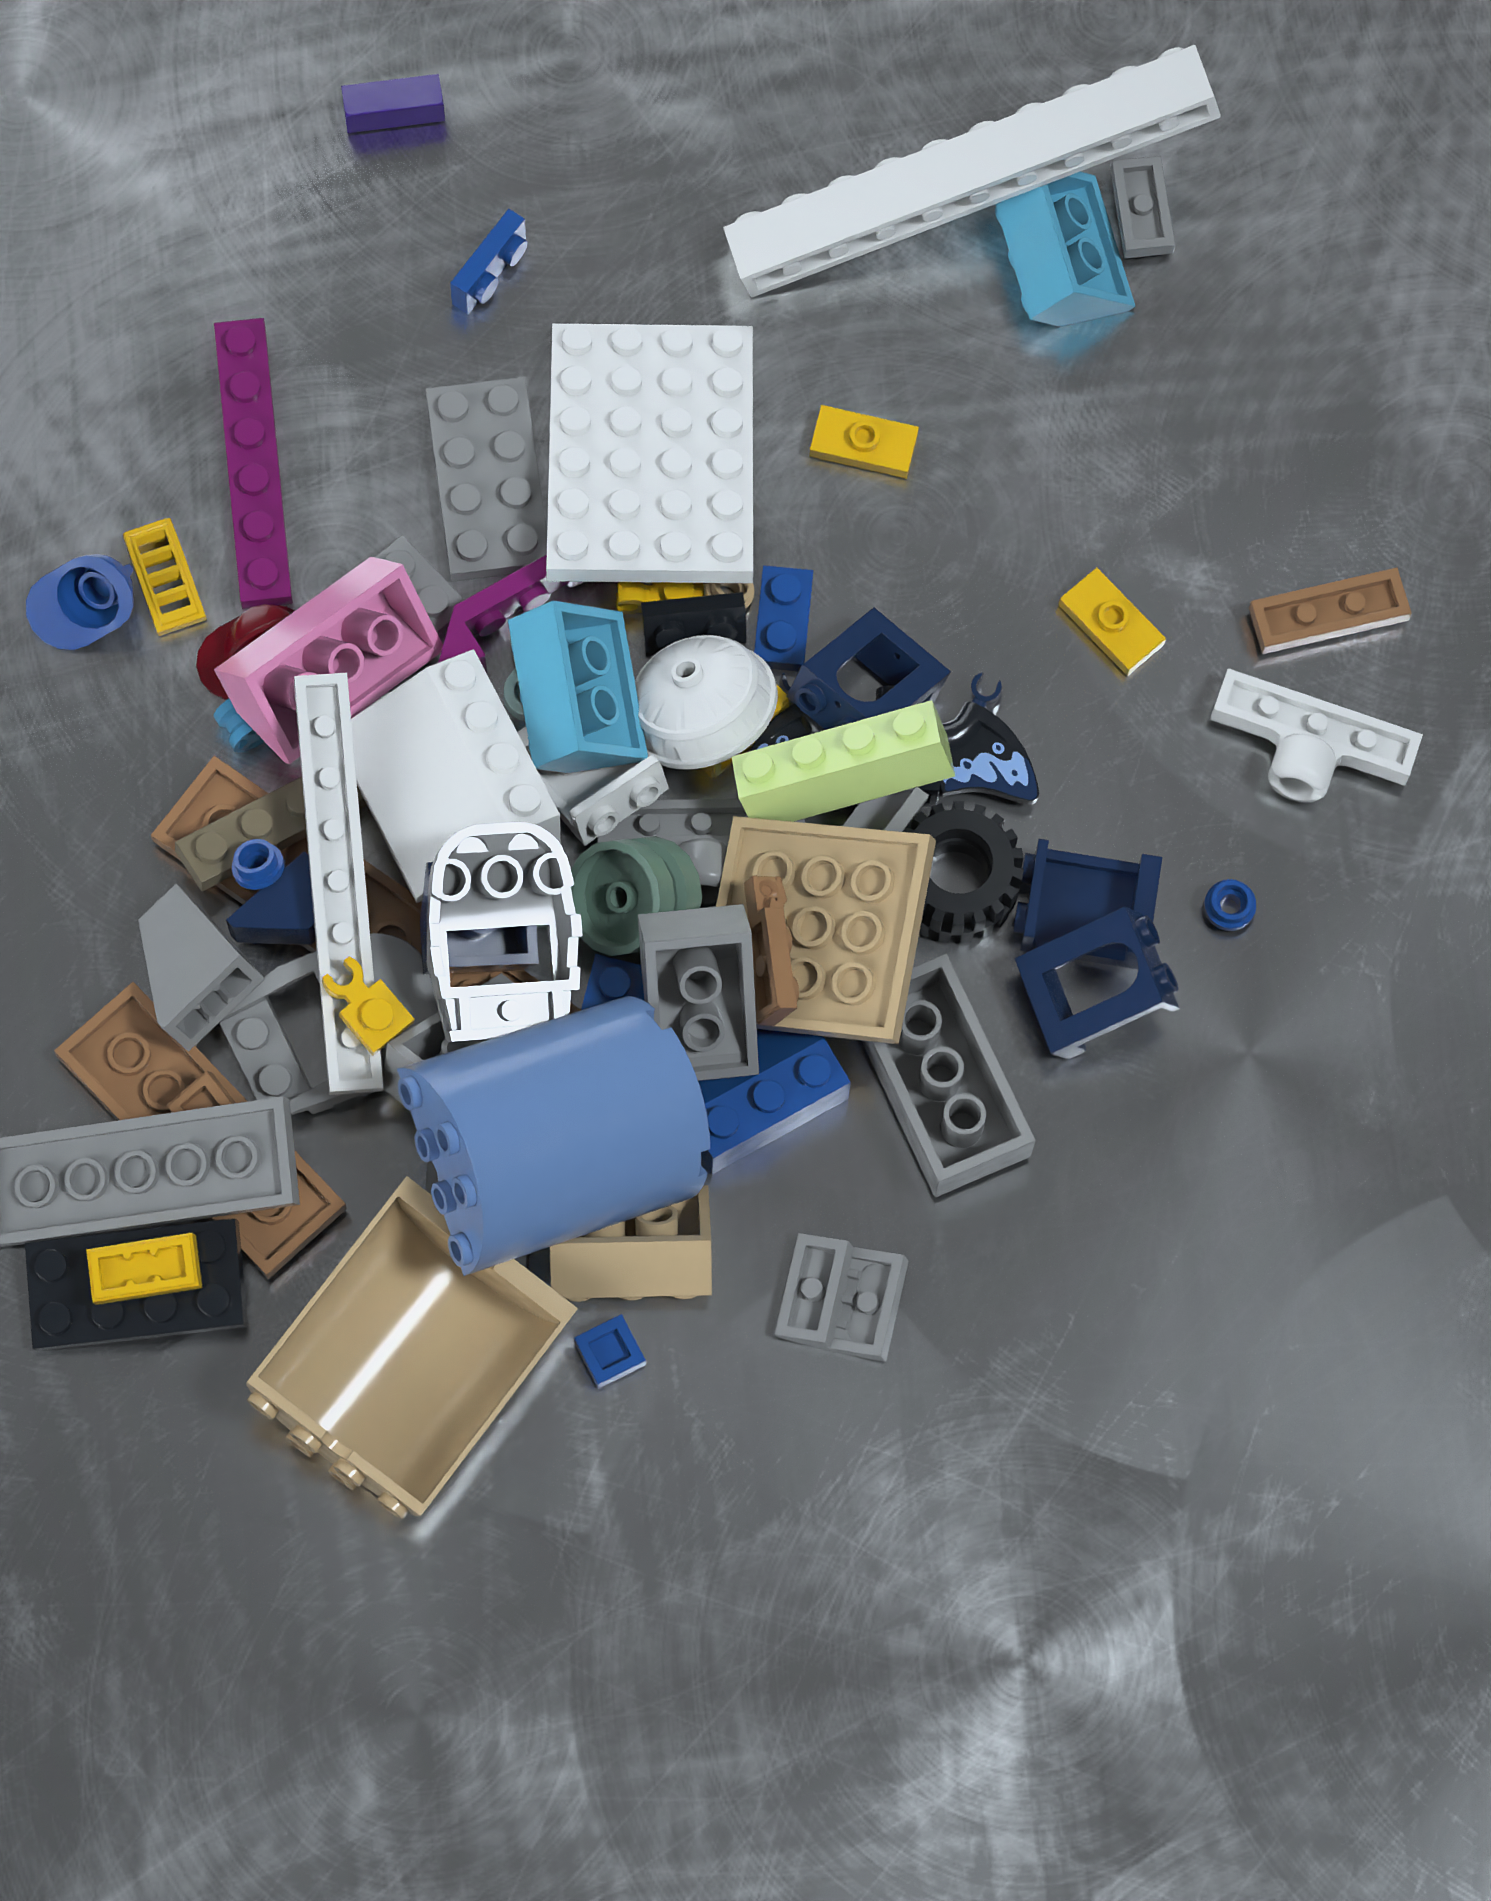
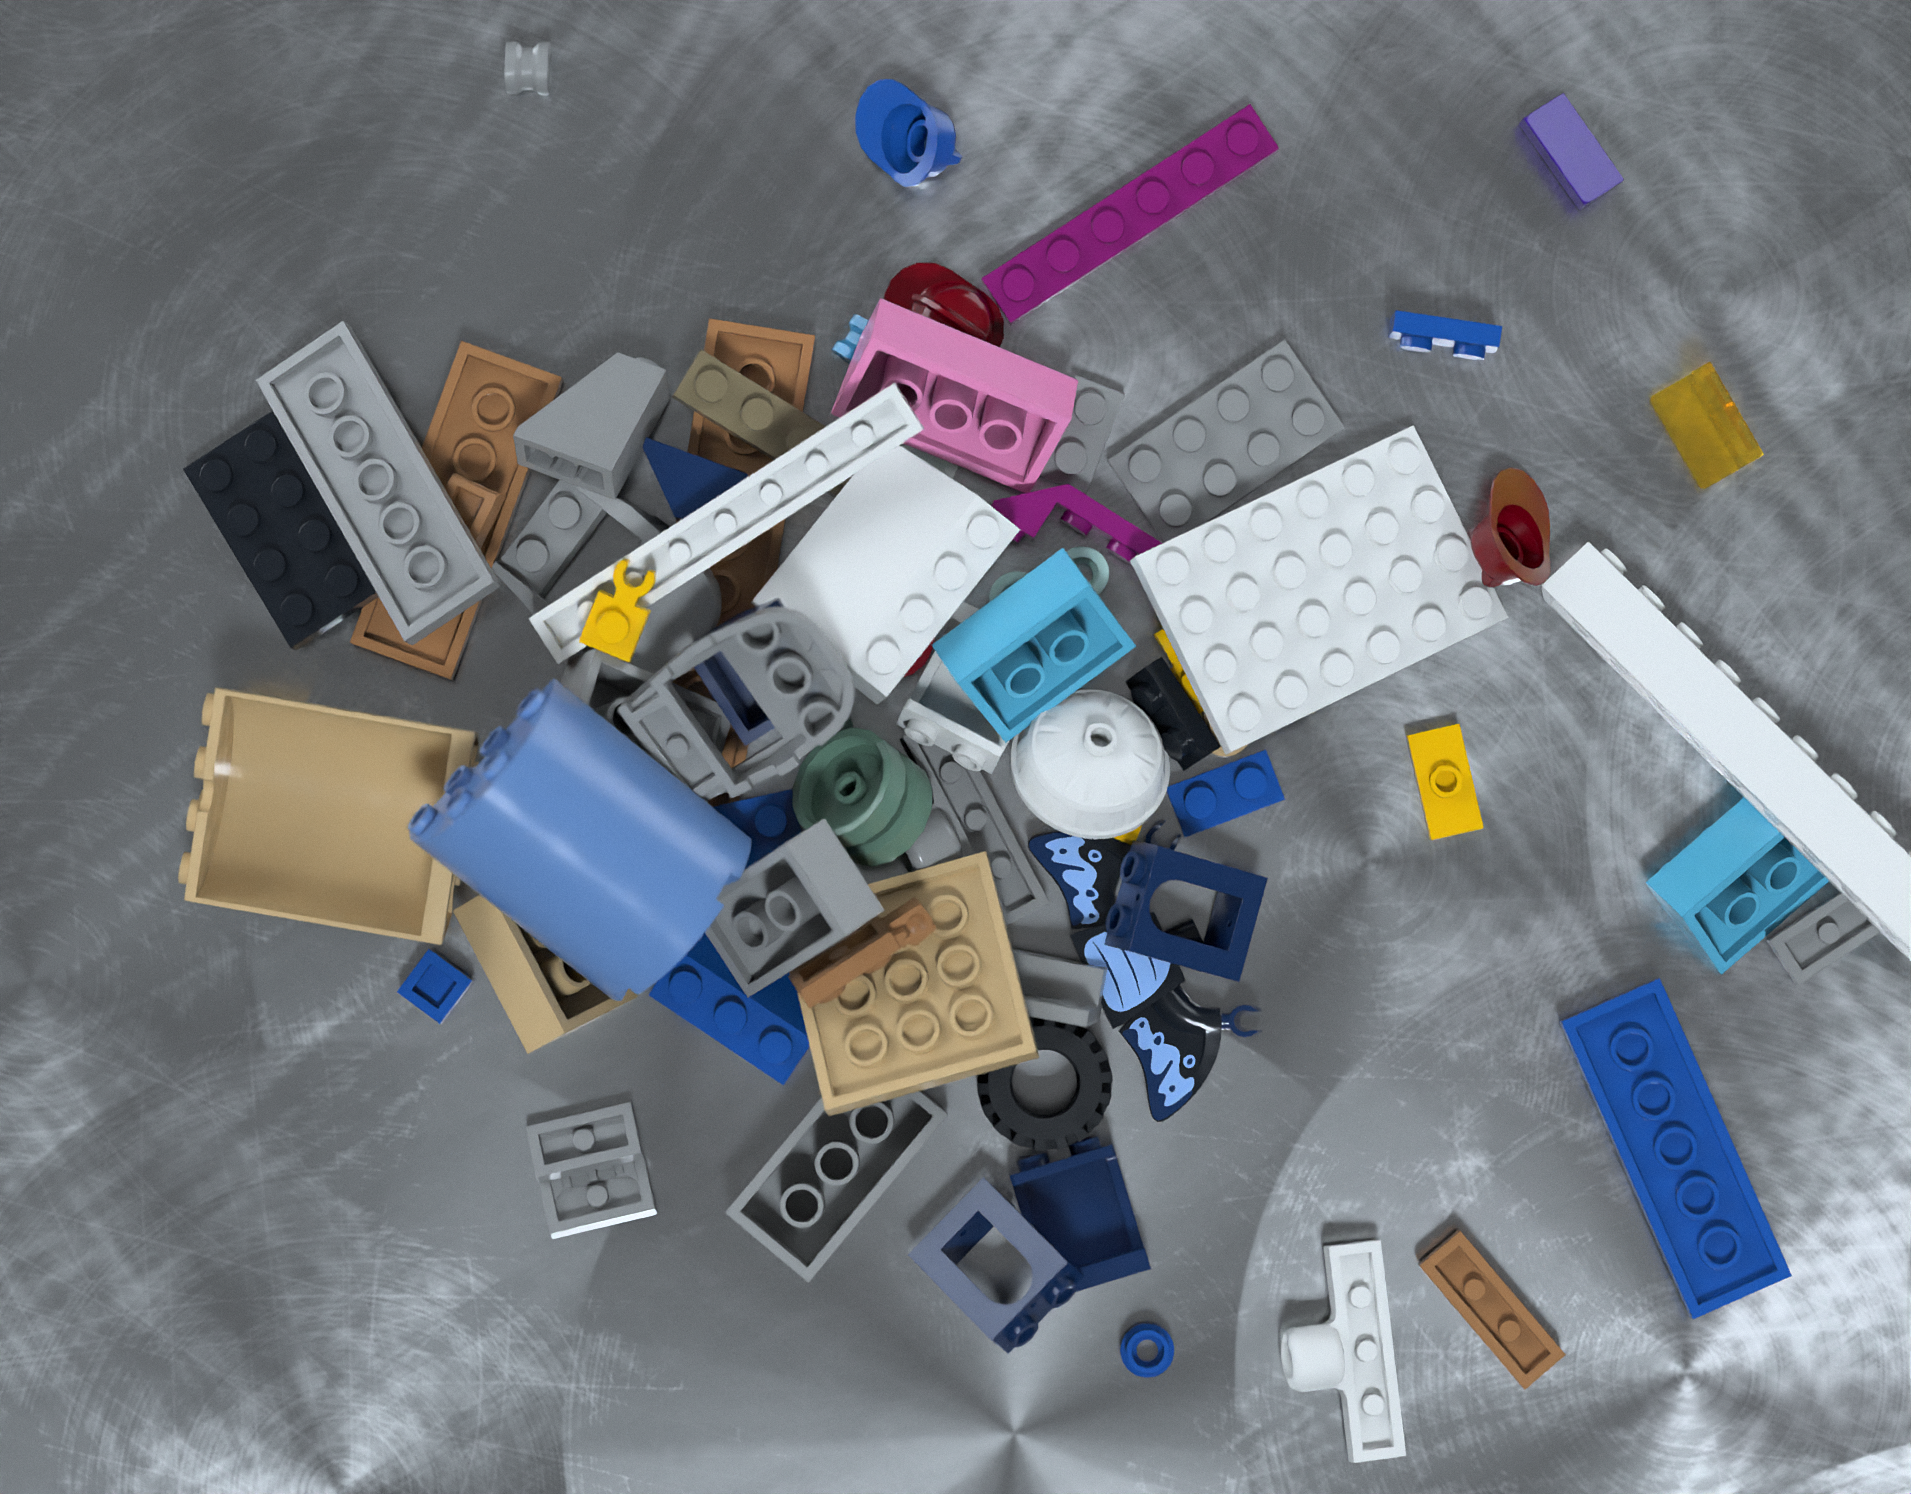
camera: 70 degrees right, 15 degrees up
(144, 1268) = (289, 535): yellow plate -> none
(152, 537) = (971, 165): yellow slope -> none
(257, 864) = (714, 425): blue plate -> none
(675, 103) = (1705, 426): none -> clear yellow panel
(686, 290) = (1515, 534): none -> dark red piece
(844, 765) = (1078, 932): yellowish green brick -> none
(1112, 621) = (1378, 1106): yellow plate -> none
(1263, 405) = (1675, 1148): none -> blue plate

